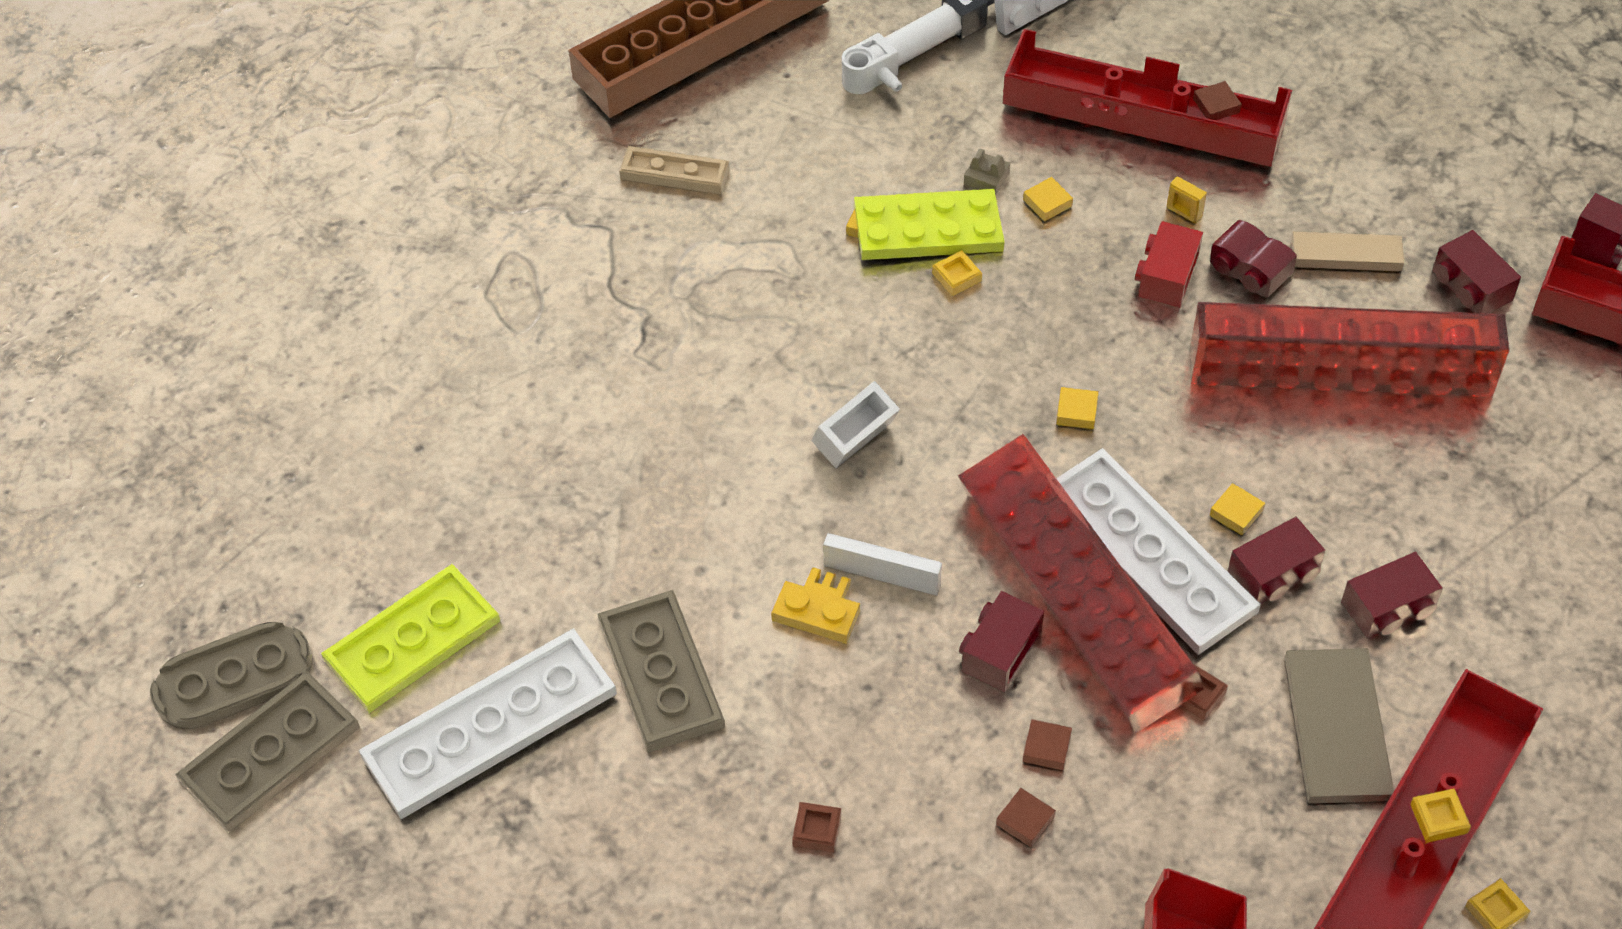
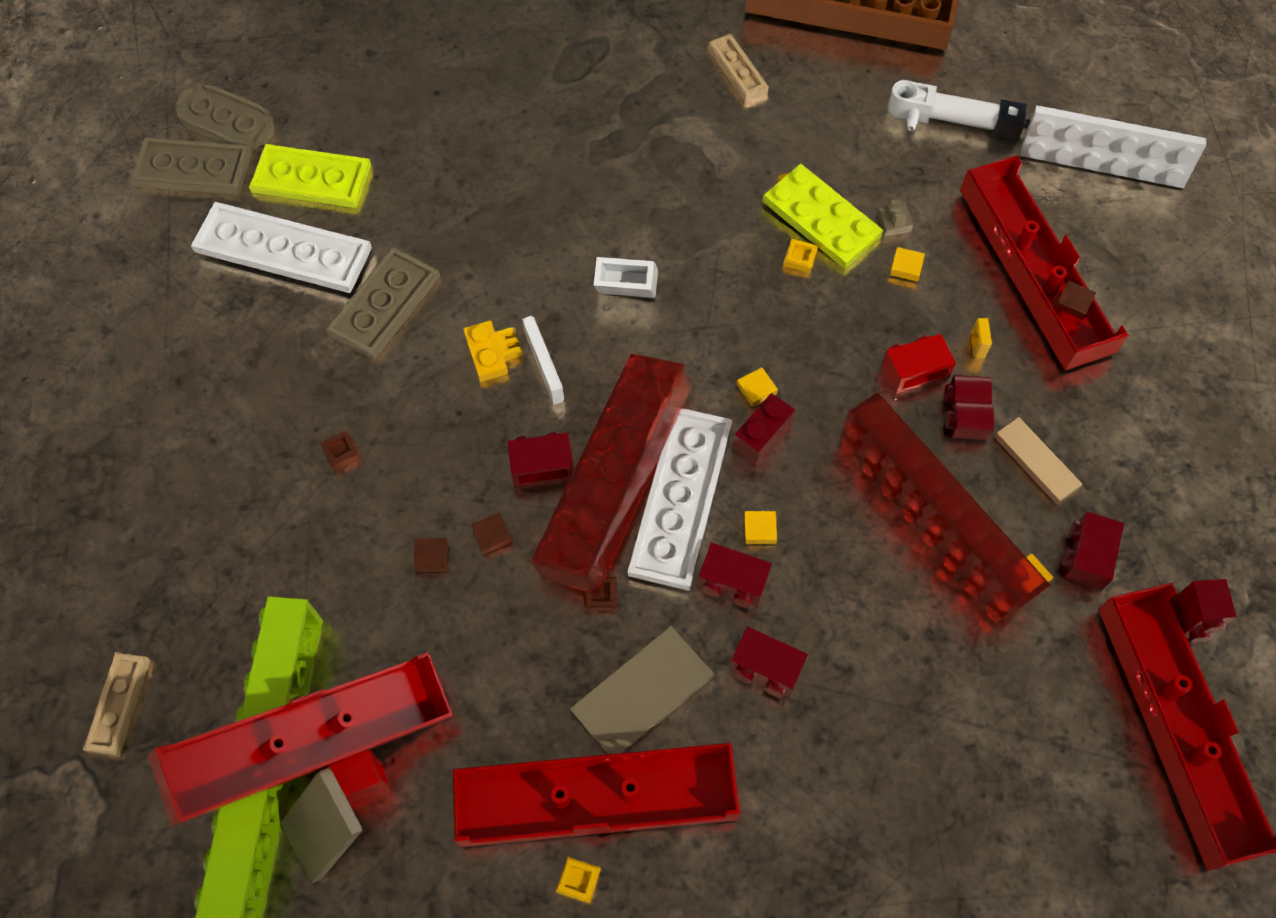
camera: 50 degrees right, 10 degrees up
(1137, 431) = (763, 430): none -> dark red brick
(1440, 815) = (593, 795): yellow tile -> none

